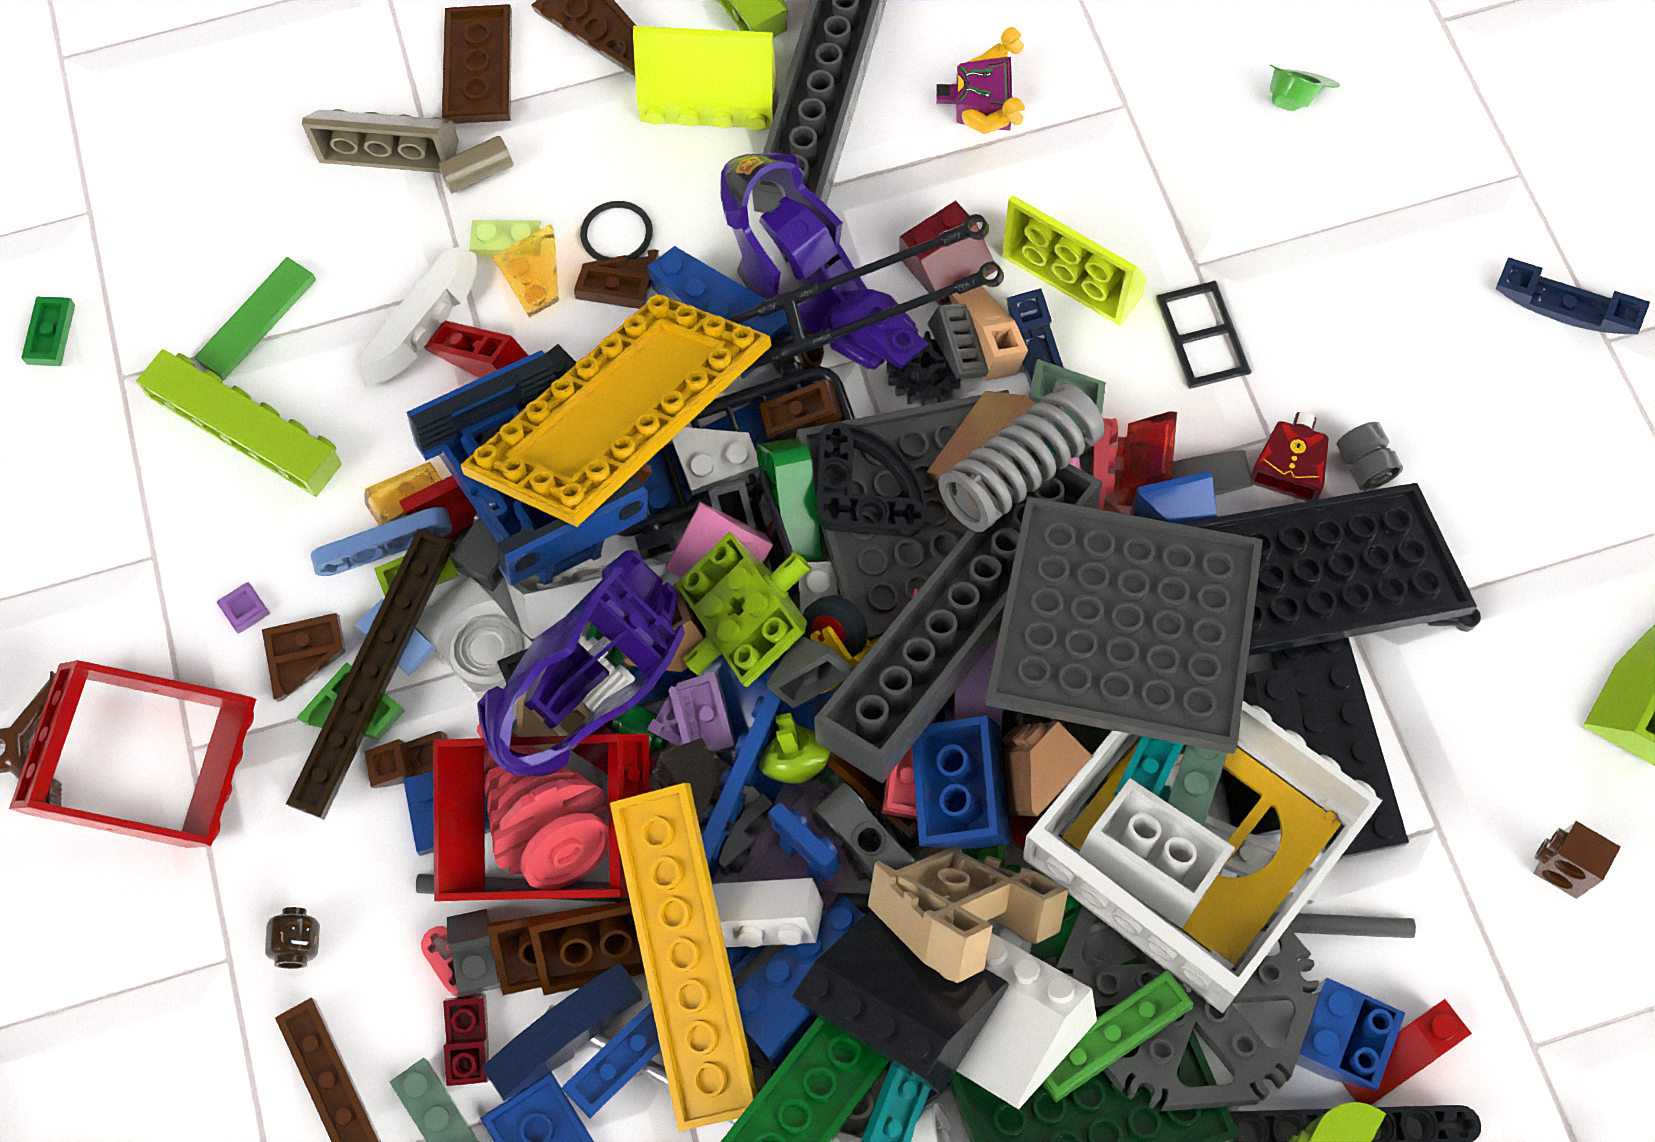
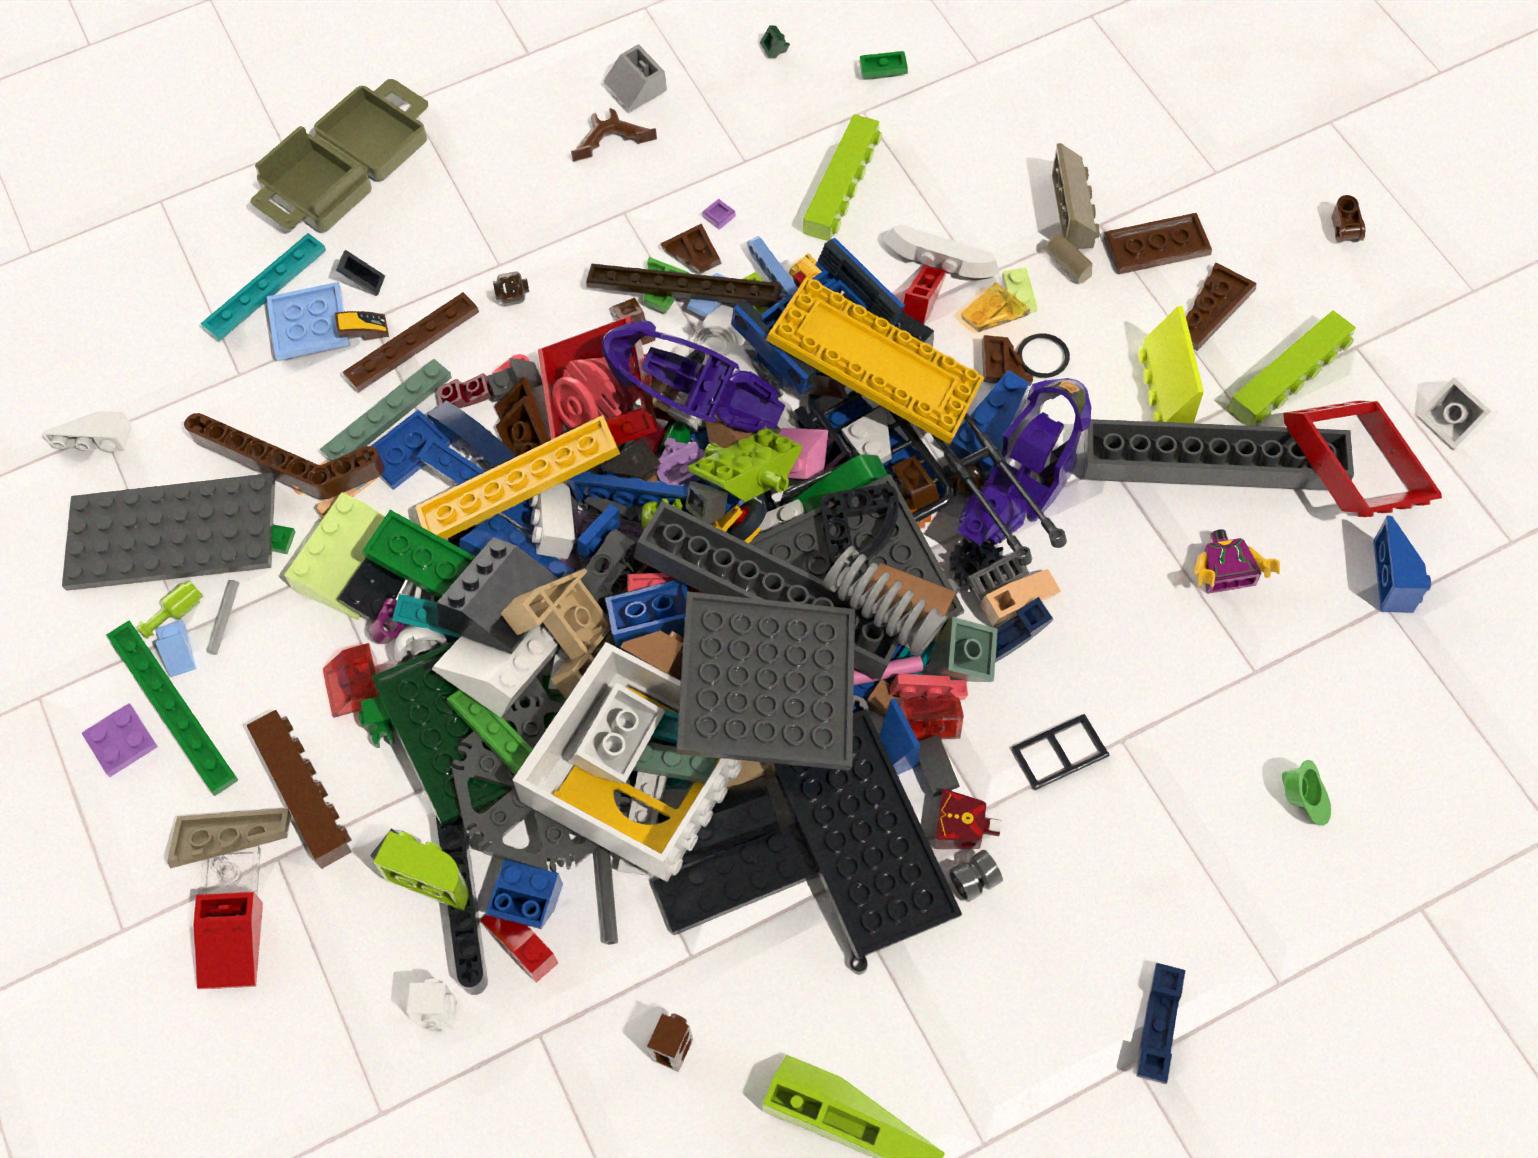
camera: 80 degrees right, 5 degrees down
(215, 777) = (618, 228): red window -> none
(255, 318) = (922, 168): bright green tile -> none
(944, 264) = (1080, 562): dark red slope -> none
(1071, 262) = (1091, 641): neon yellow slope -> none

